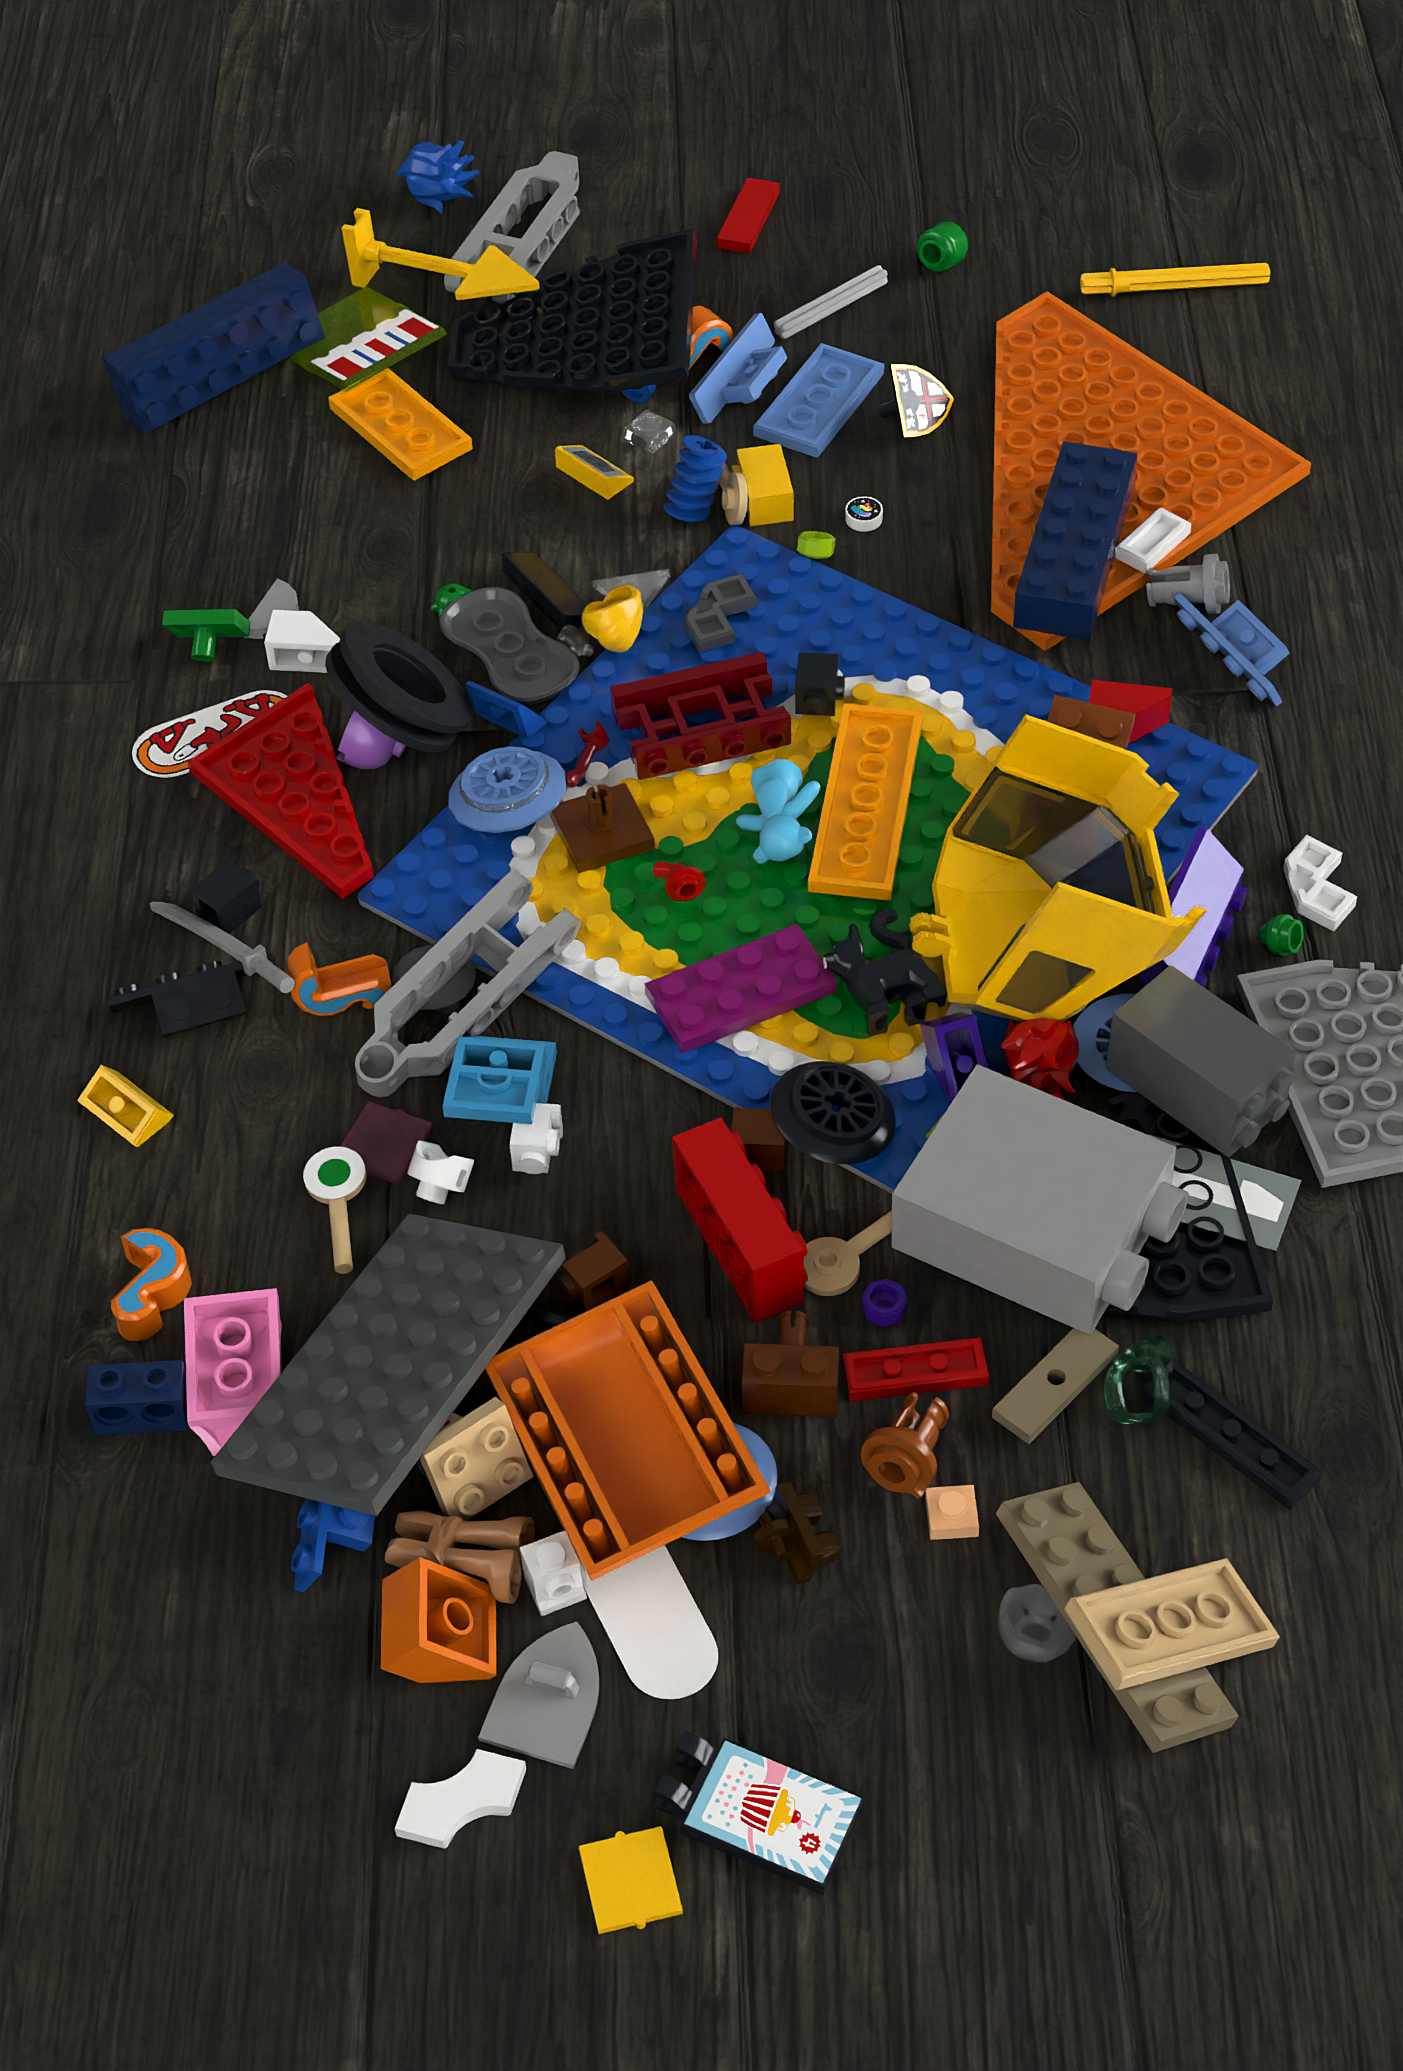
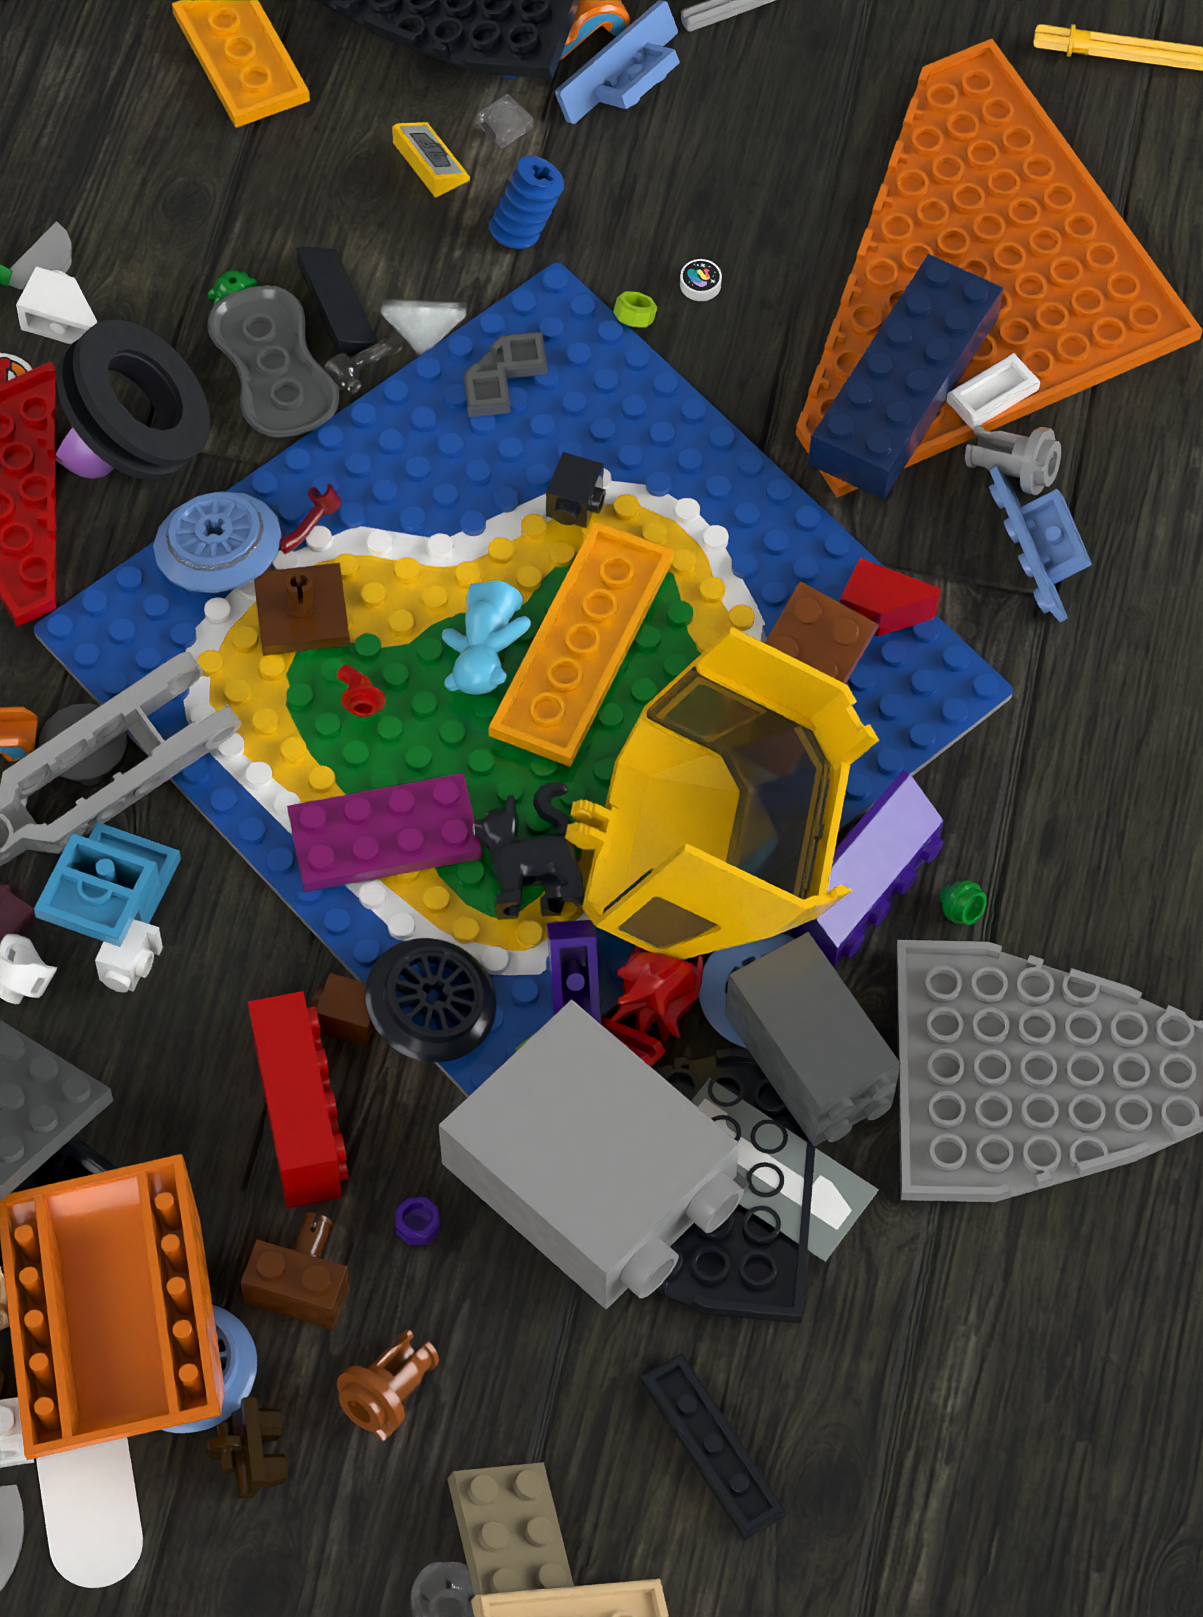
camera: 10 degrees right, 10 degrees up
(503, 711) = (244, 443): blue slope -> none
(594, 1274) = (139, 1121): reddish brown brick -> none
(615, 619) = (388, 359): yellow hair -> none
(694, 692) = (441, 471): dark red fence -> none
(733, 495) = (564, 230): tan piece -> none
(768, 484) = (603, 221): yellow brick -> none
(818, 400) = (700, 121): medium blue tile -> none
(835, 1264) = (381, 1163): tan piece -> none
(915, 1369) = (426, 1299): red tile -> none
(918, 400) = (800, 152): shield -> none
(951, 1512) = (411, 1461): light nougat plate -> none
(1070, 1366) = (532, 1367): dark tan tile -> none
(1145, 1356) = (652, 1345): clear green piece -> none
(1313, 896) = (1015, 860): white tile -> none

